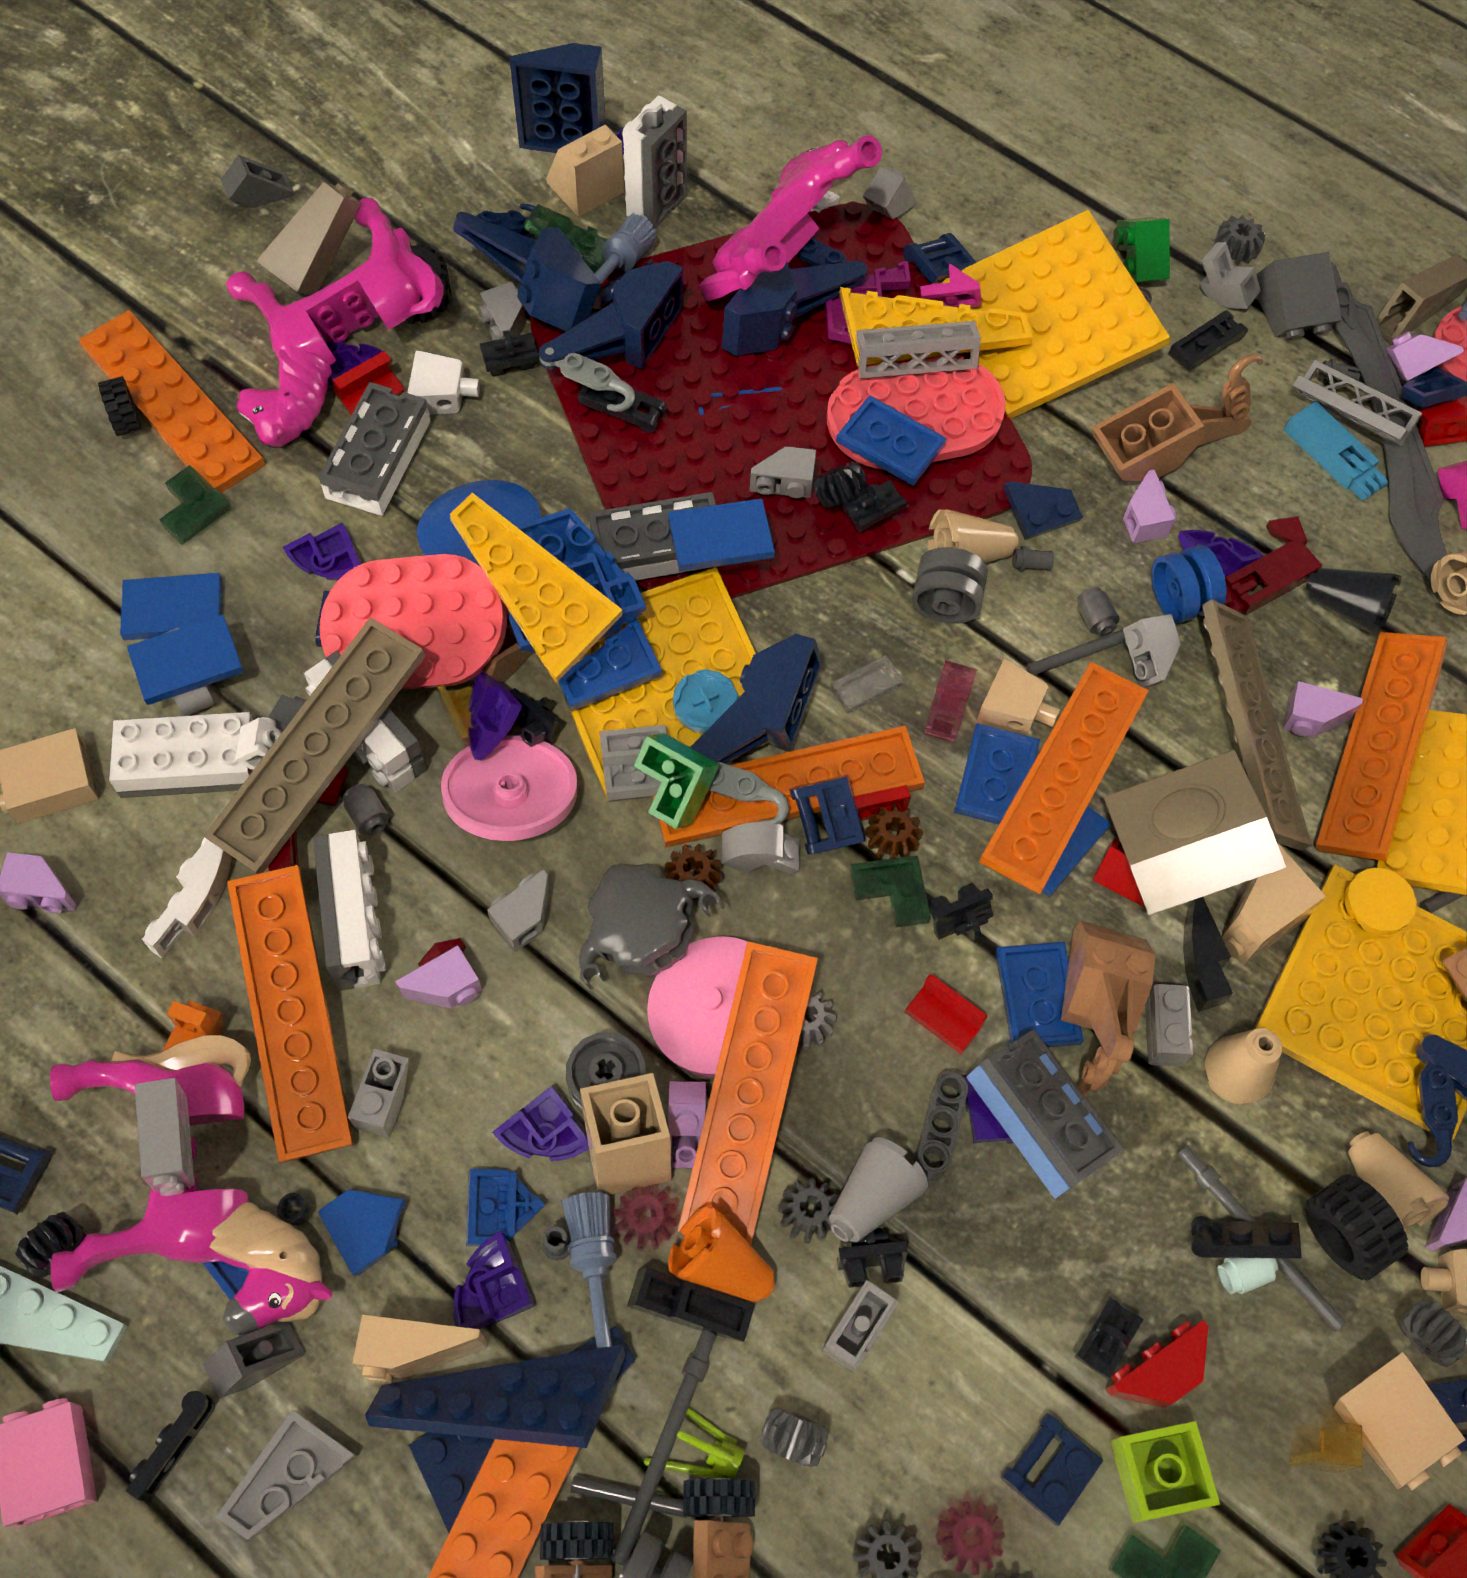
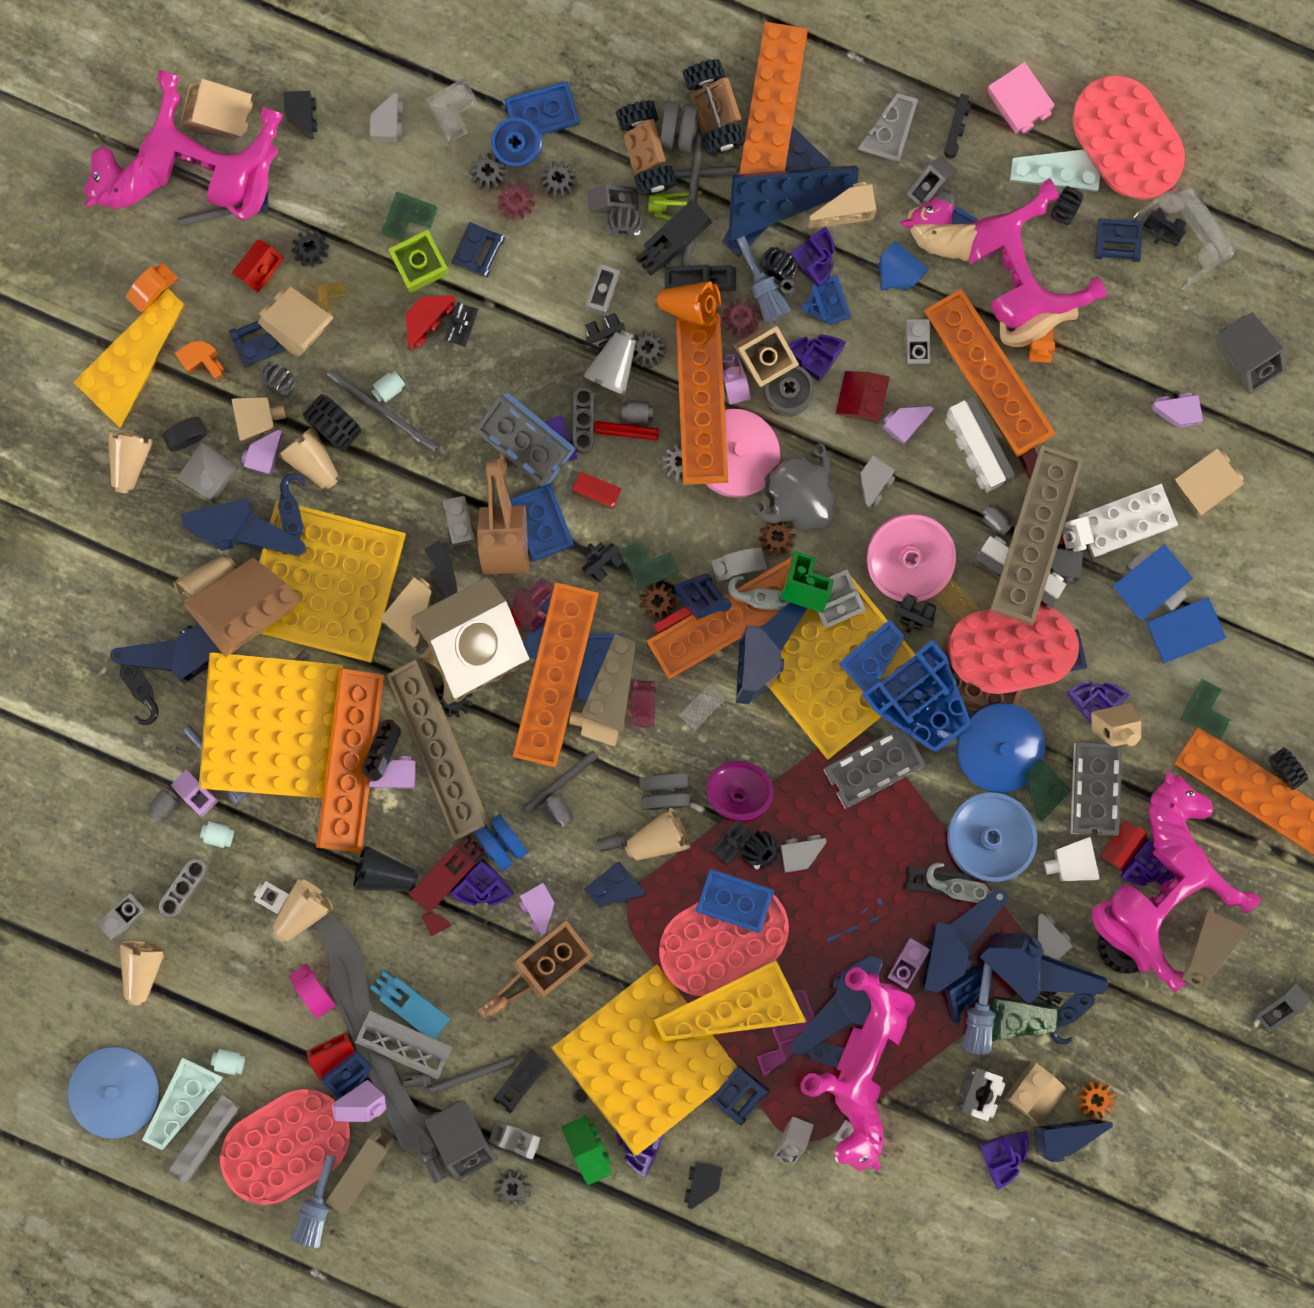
camera: 165 degrees right, 20 degrees up
(164, 1136) = (1019, 264): light grey brick -> none
(189, 910) = (1078, 442): white slope -> none
(298, 1201) = (942, 261): black hinge -> none
(312, 502) = (1117, 725): none -> tan torso
(440, 471) = (1045, 788): none -> clear green wing
(440, 948) = (914, 439): dark red tile -> none
(492, 714) = (938, 601): dark purple brick -> none
(494, 1039) = (862, 396): none -> dark red slope
(508, 353) = (1033, 903): black hips -> none
(517, 155) = (1100, 1093): none -> orange gear
(532, 430) = (992, 837): none -> medium blue dish
(545, 597) = (928, 675): yellow wing -> none
(555, 1284) = (779, 264): none -> black gear
(689, 325) = (908, 963): none -> lavender slope
(702, 699) = (804, 655): dark azure tile -> none
(705, 1390) = (680, 232): none -> black hinge
(720, 535) = (829, 770): blue tile -> none
(801, 1489) = (609, 196): none -> dark grey slope
(828, 551) = (740, 781): none -> magenta dish
(852, 1115) = (637, 412): none -> flat silver brick
(876, 1094) = (625, 430): none -> red axle
(919, 343) = (735, 982): light grey fence -> none
(960, 290) = (718, 1054): dark pink slope -> none
(993, 727) = (611, 688): none -> dark tan wing
(1007, 190) = (705, 1183): none -> black slope
(1087, 874) = (528, 604): none -> clear pink brick
(1152, 648) = (515, 789): light grey slope -> none
(1243, 1065) = (412, 518): tan cone -> none
(1245, 1239) = (392, 401): black plate -> none
(1268, 363) = (468, 1076): none -> dark grey bar
(1350, 739) = (387, 736): none -> black beam
(1380, 901) = (339, 641): yellow tile -> none

